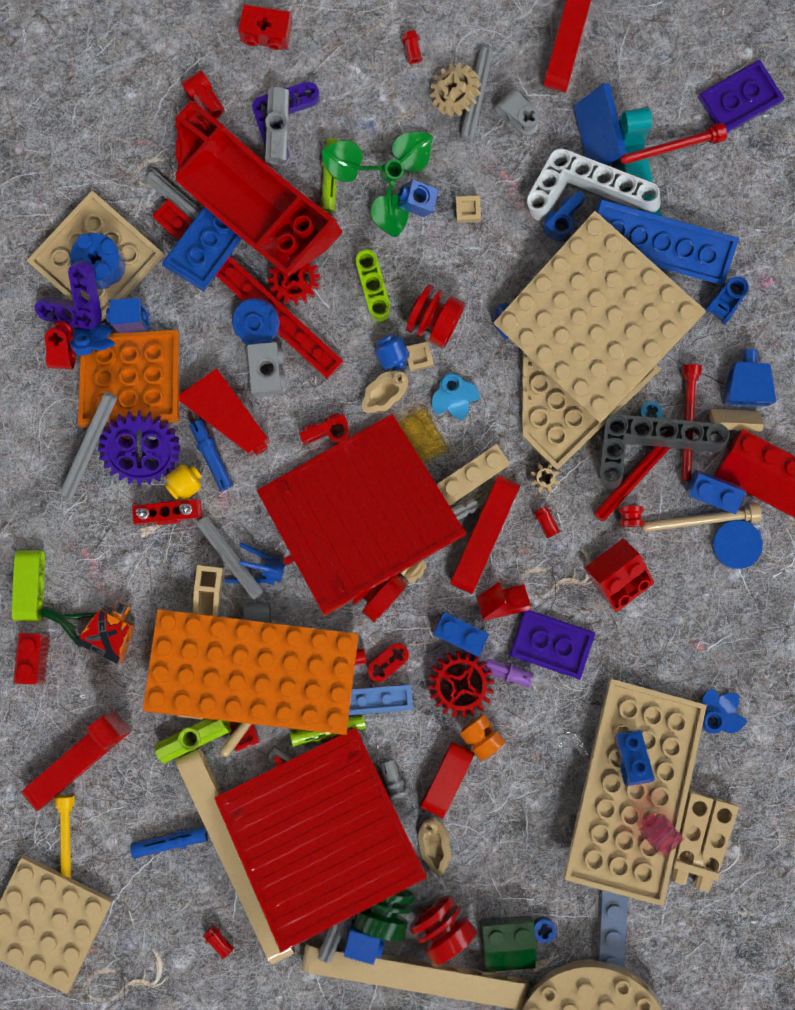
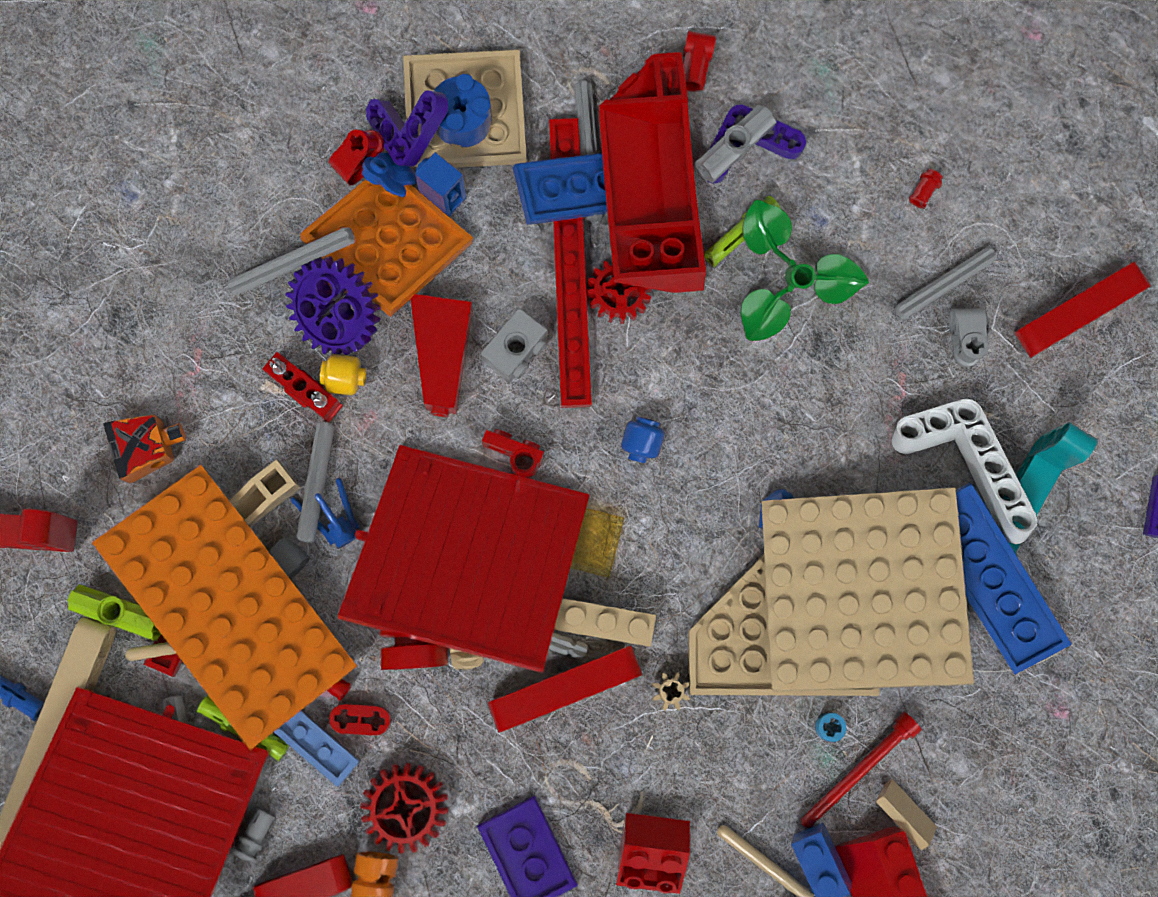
camera: 35 degrees right, 5 degrees down
(28, 585) = (118, 334): lime beam -> none
(31, 658) = (54, 400): red brick -> none
(62, 620) = (116, 391): dark green plant -> none
(210, 454) = (394, 366): blue pin -> none
(256, 19) = (809, 52): red brick -> none
(256, 321) = (548, 295): blue tile -> none
(368, 275) = (689, 350): lime beam -> none
(384, 392) = (601, 468): tan arm -> none
(419, 357) = (664, 467): tan plate -> none
(426, 194) = (812, 328): blue brick -> none
(435, 316) = (713, 443): red wheel -> none
(454, 400) = (659, 538): dark azure plate -> none
(455, 89) = (929, 261): tan gear -> none
(461, 634) = (450, 761): blue brick -> none
(468, 209) = (838, 377): tan plate -> none
(503, 602) = (517, 768): red slope -> none
(509, 672) = (460, 842): medium lavender axle -> none
(546, 521) = (634, 733): red pin -> none
(563, 216) = (934, 463): blue plate -> none
(600, 126) = (1034, 417): blue tile -> none
(631, 480) = (763, 772): red axle -> none
(631, 516) = (718, 808): red wheel -> none
(654, 438) = (810, 754): dark grey beam -> none
(714, 134) = (1138, 525): red piece -> none
(726, 302) = (1001, 692): blue piece -> none
(750, 382) = (954, 791): blue torso -> none

